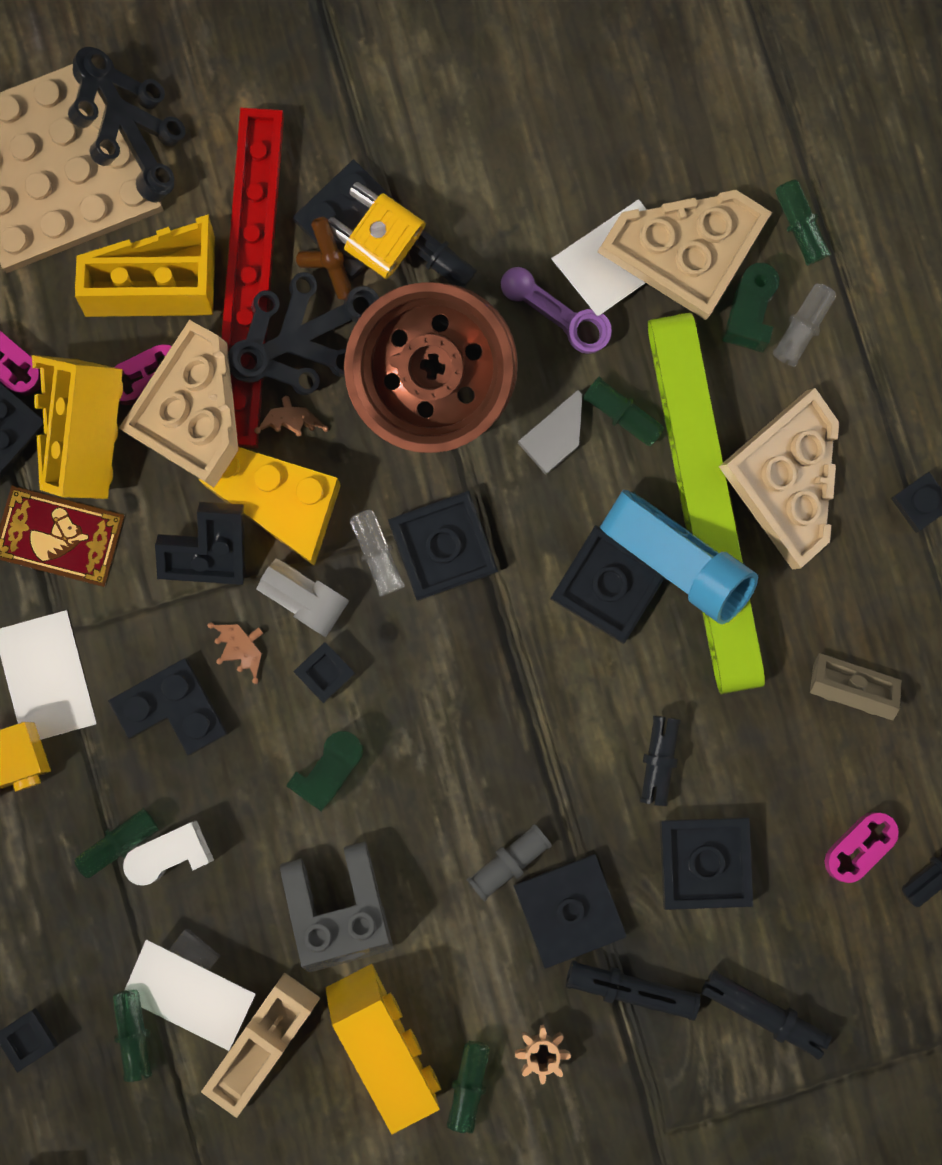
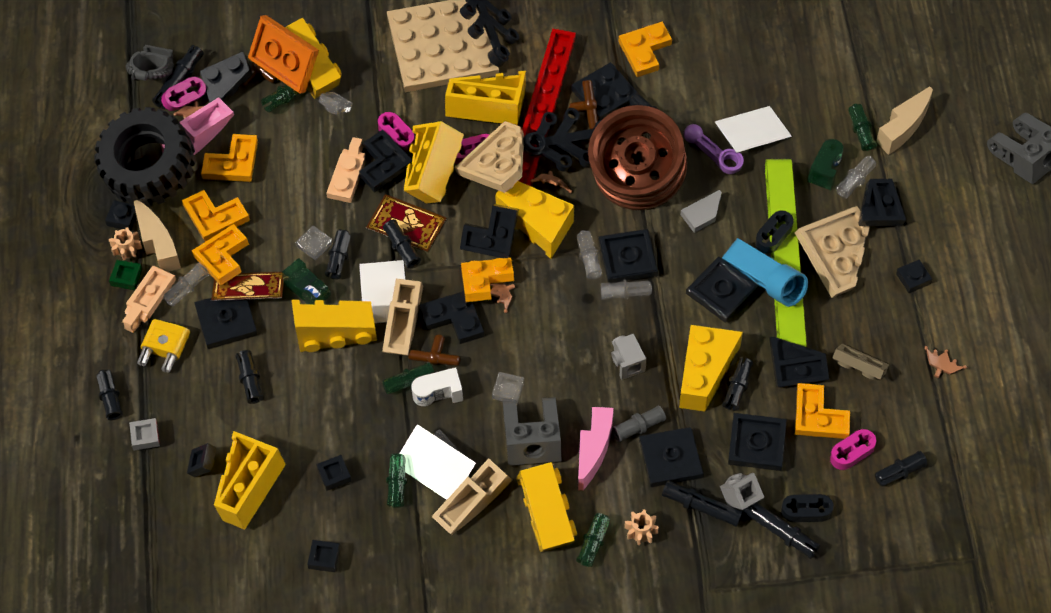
camera: 15 degrees right, 25 degrees down
(56, 586) = (401, 243): none -> black pin
(84, 729) = (402, 316): none -> tan slope
(152, 792) = (435, 356): none -> reddish brown piece
(198, 626) = (480, 274): none -> light orange plate
(284, 834) = (507, 387): none -> clear plate
(309, 600) = (546, 273): light grey piece -> none
(324, 672) = (547, 309): black plate -> none
(341, 756) = (540, 359): clear green leg -> none
(382, 234) = (619, 93): yellow piece -> none
(396, 114) = (640, 46): none -> light orange plate
(442, 919) = (594, 445): none -> bright pink slope
(449, 611) = (624, 289): none -> clear axle
(471, 740) = (628, 356): none -> light grey brick
(603, 740) = (706, 363): none -> yellow wedge
(623, 412) = (743, 204): clear green axle -> none
(687, 246) = (793, 128): tan plate -> none
(687, 959) = (739, 487): none -> light grey brick
(695, 478) = (778, 235): none -> black beam
(753, 711) = (796, 363): none -> black wing
(792, 806) = (816, 421): none -> light orange plate
(798, 956) = (807, 508): none -> black beam
(853, 376) = (881, 205): none -> black wing
(875, 200) = (904, 121): none -> tan slope

